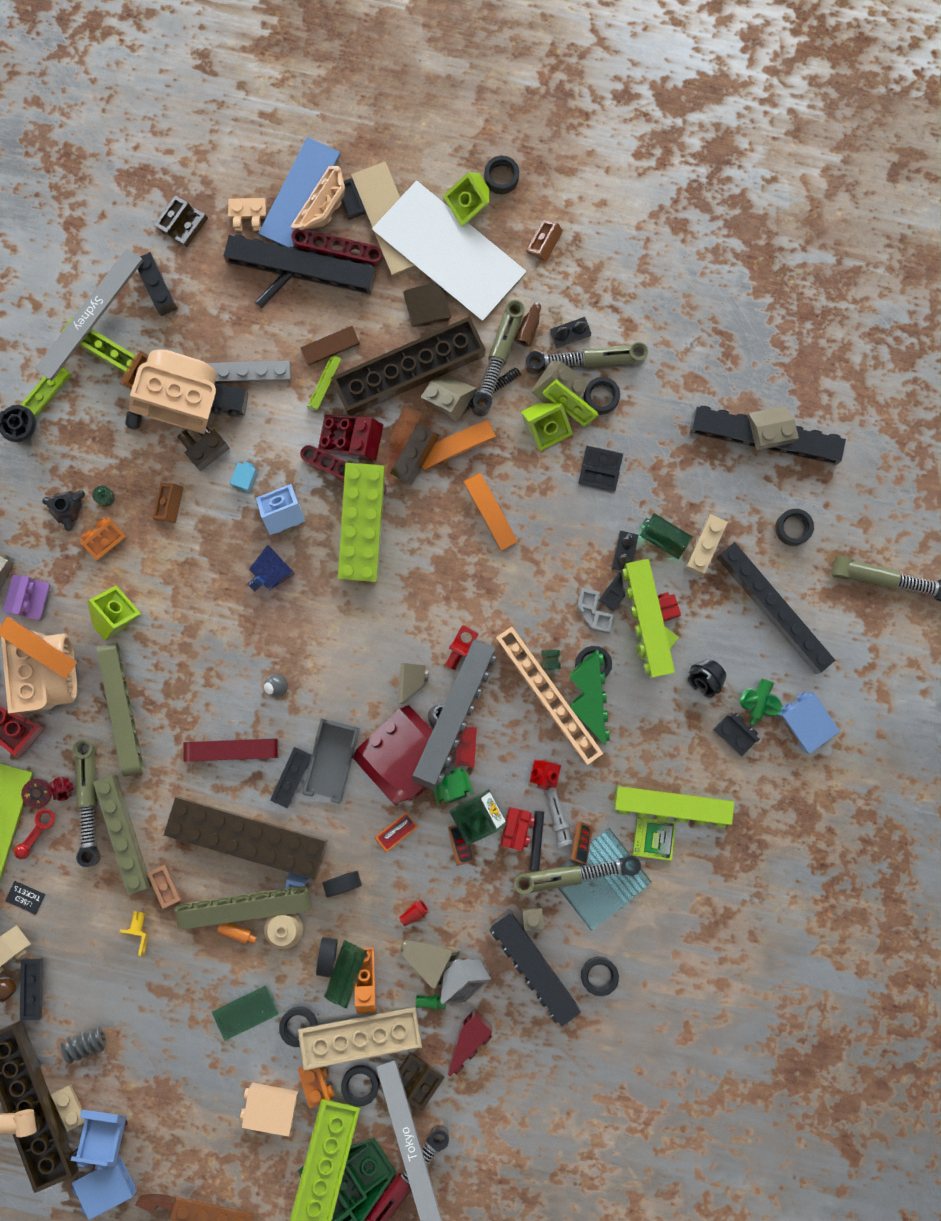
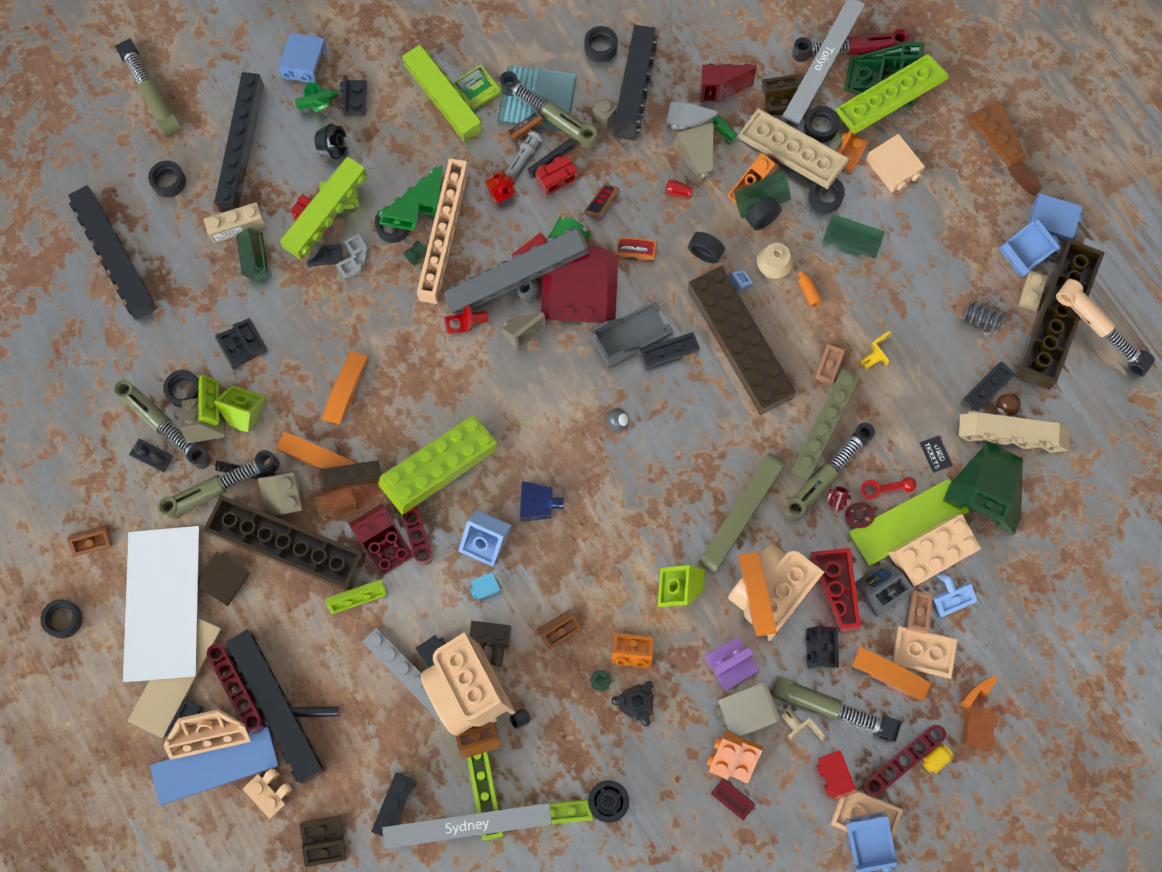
camera: 130 degrees left, 10 degrees down
(230, 750) = (693, 408): dark red beam -> none
(242, 907) = (789, 298): olive beam -> none
(330, 345) = (321, 622): reddish brown tile -> none
(467, 197) = (104, 623): lime slope -> none
(478, 817) = (572, 199): clear green brick -> none
(529, 326) = (171, 487): reddish brown piece -> none
(625, 549) = (289, 274): black tile -> none
(773, 428) = (102, 245): dark tan slope -> none

